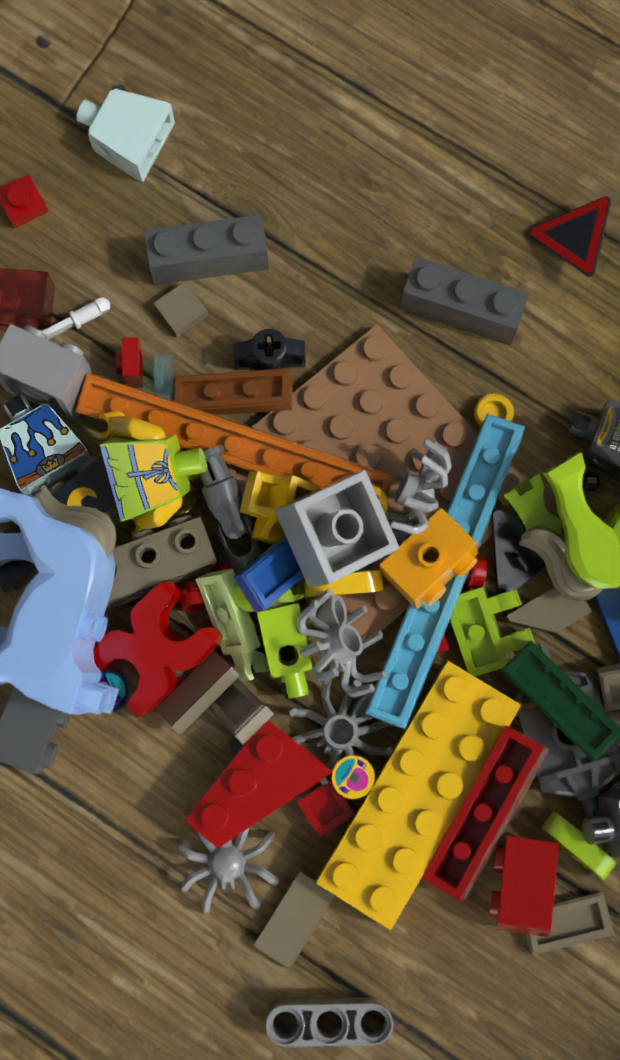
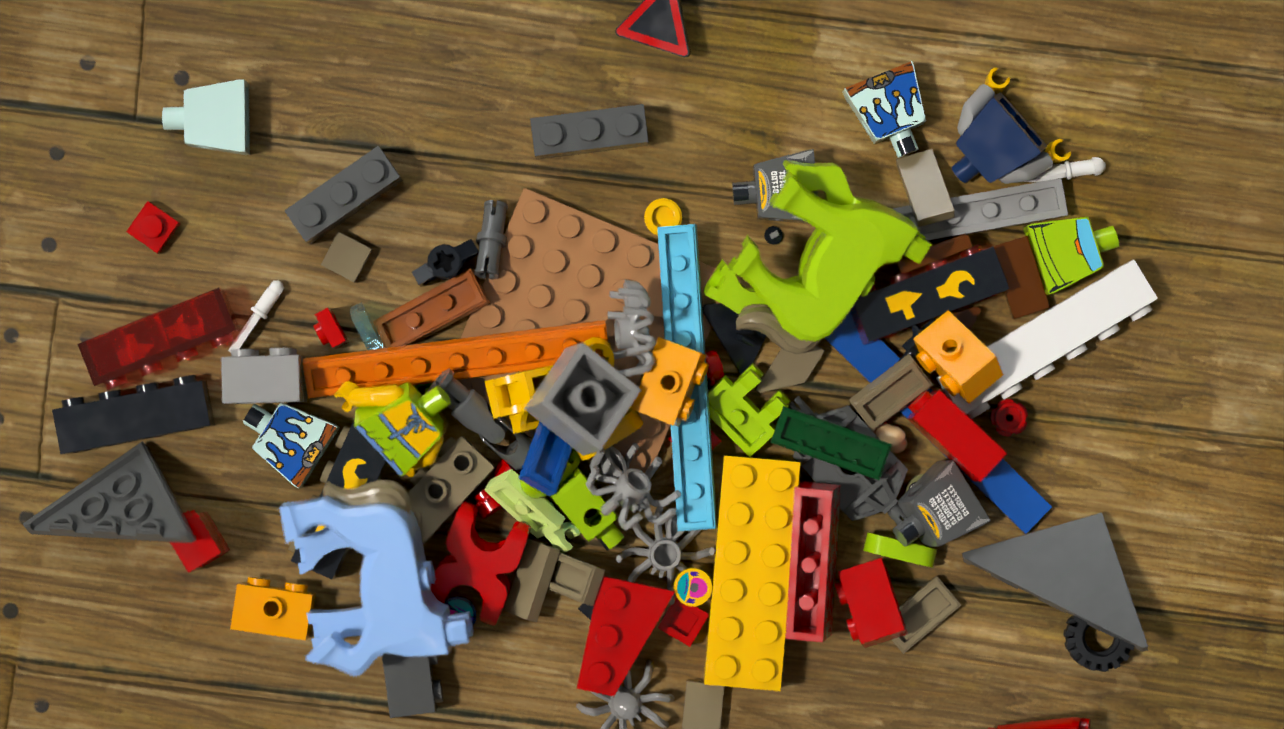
camera: 25 degrees left, 10 degrees up
(322, 354) = (491, 239): none -> dark grey pin

